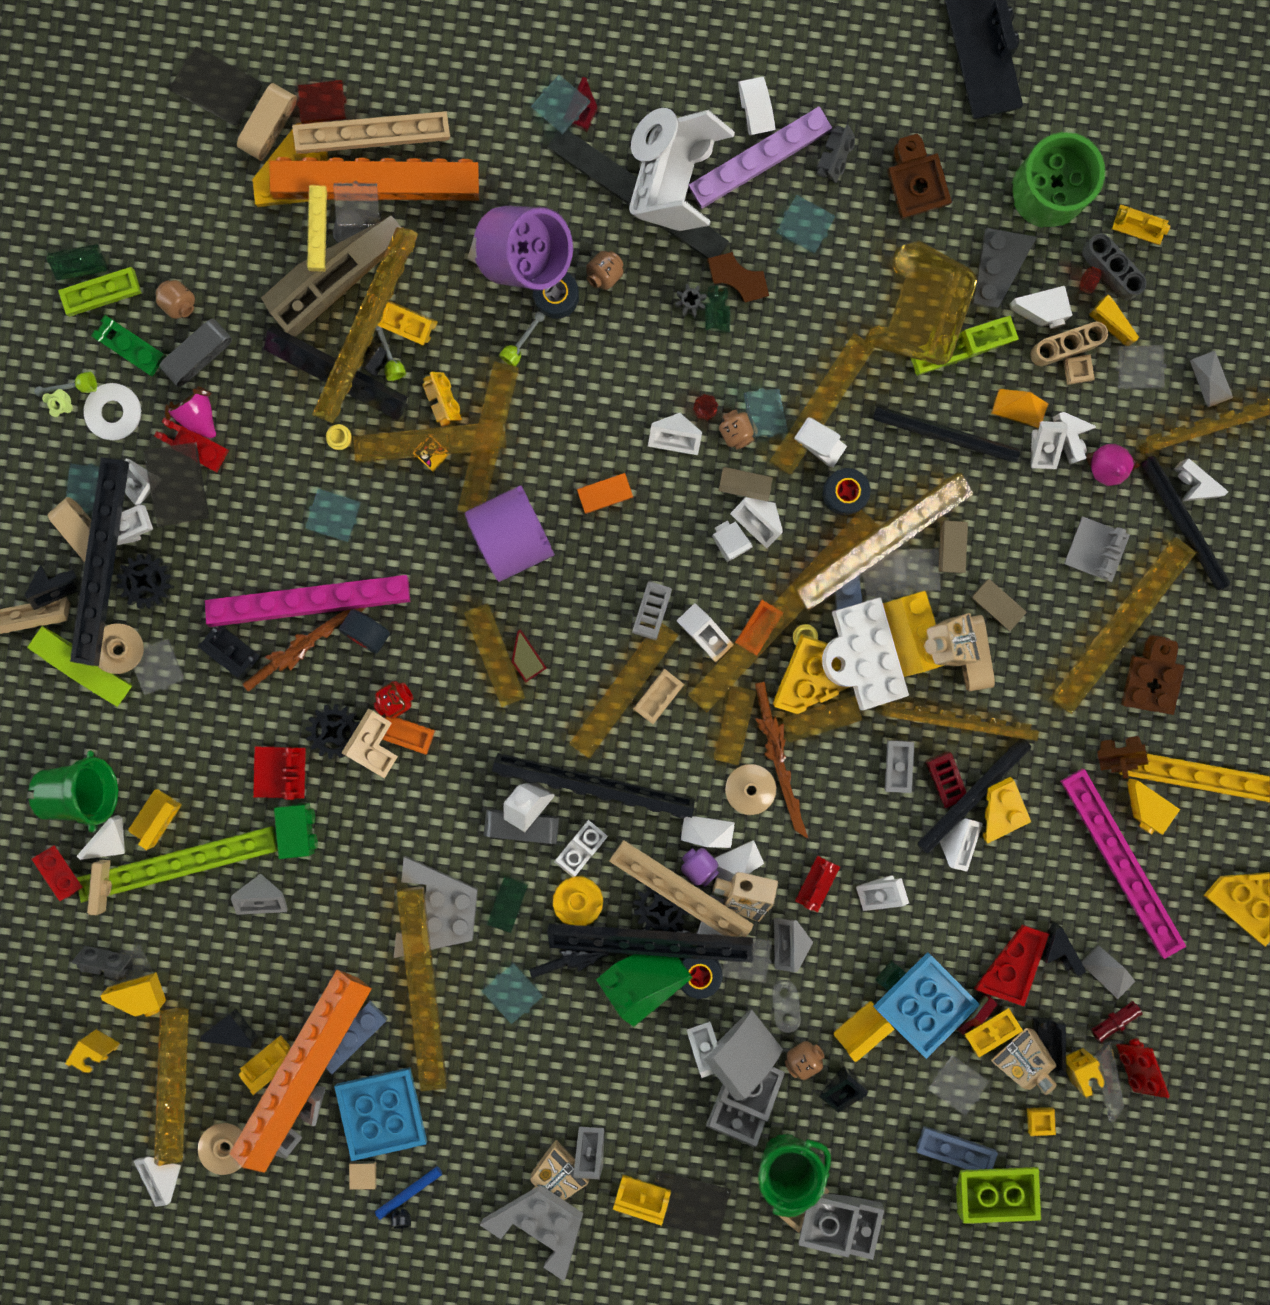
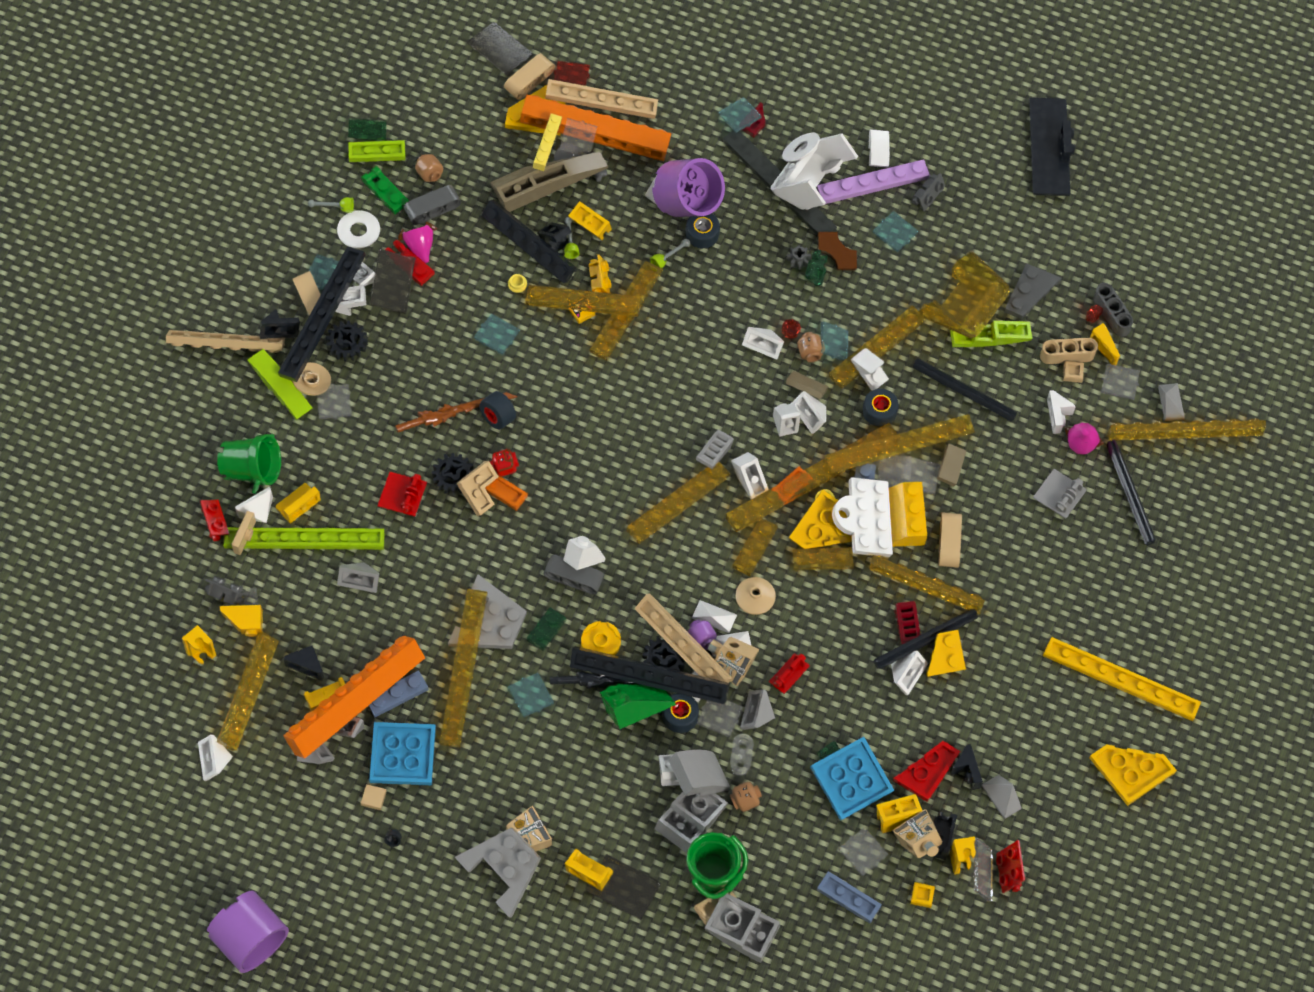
camera: 10 degrees right, 25 degrees down
(63, 400) = (327, 209): yellowish green plate -> none
(212, 1153) = (269, 738): tan dish -> none
(229, 651) = (392, 403): black hinge -> none
(295, 830) = (401, 534): green brick -> none
(307, 601) = (459, 383): dark pink plate -> none
(365, 323) = (560, 211): clear yellow plate -> none
(408, 1192) = (405, 820): blue bar -> none
(494, 655) = (588, 453): clear yellow plate -> none
(509, 533) = (625, 367): medium lavender brick -> none
(526, 658) = (611, 463): olive tile -> none
(580, 848) = (614, 603): white slope -> none
(584, 784) = (643, 563): black plate -> none
(589, 1153) = (558, 822): light grey slope -> none
(604, 270) = (742, 223): medium nougat head -> none
(605, 493) = (701, 367): orange tile -> none
(658, 696) = (703, 511): tan plate -> none
(775, 752) = (781, 572): dark orange sword -> none
(843, 1090) = (771, 827): black slope -> none
(863, 1031) = (797, 789): yellow panel -> none
(882, 894) = (837, 690): white slope -> none
(899, 766) = (873, 604): light grey plate -> none
(915, 166) = (982, 211): reddish brown plate -> none
(953, 642) = (933, 518): tan torso -> none
(978, 1017) = (896, 793): dark red tile -> none
(998, 605) = (976, 513): dark tan tile -> none
(998, 1195) = (874, 930): lime slope -> none
(1020, 407) = (1024, 384): light orange slope -> none
(1044, 307) = (1055, 322): white slope -> none
(1047, 444) = (1038, 411): white slope -> none
(1071, 164) = (1081, 241): bright green brick -> none
(1116, 1021) = (999, 832): dark red pin -> none
(1122, 625) = (1066, 549): clear yellow plate -> none
(1122, 758) = (1045, 636): reddish brown hips -> none
(1123, 863) = (1030, 717): dark pink plate -> none
(1140, 225) = (1139, 288): yellow hinge -> none
(1150, 808) = (1060, 680): yellow slope -> none
(1159, 665) = (1084, 582): reddish brown plate -> none
(1203, 485) = (1148, 468): white slope -> none

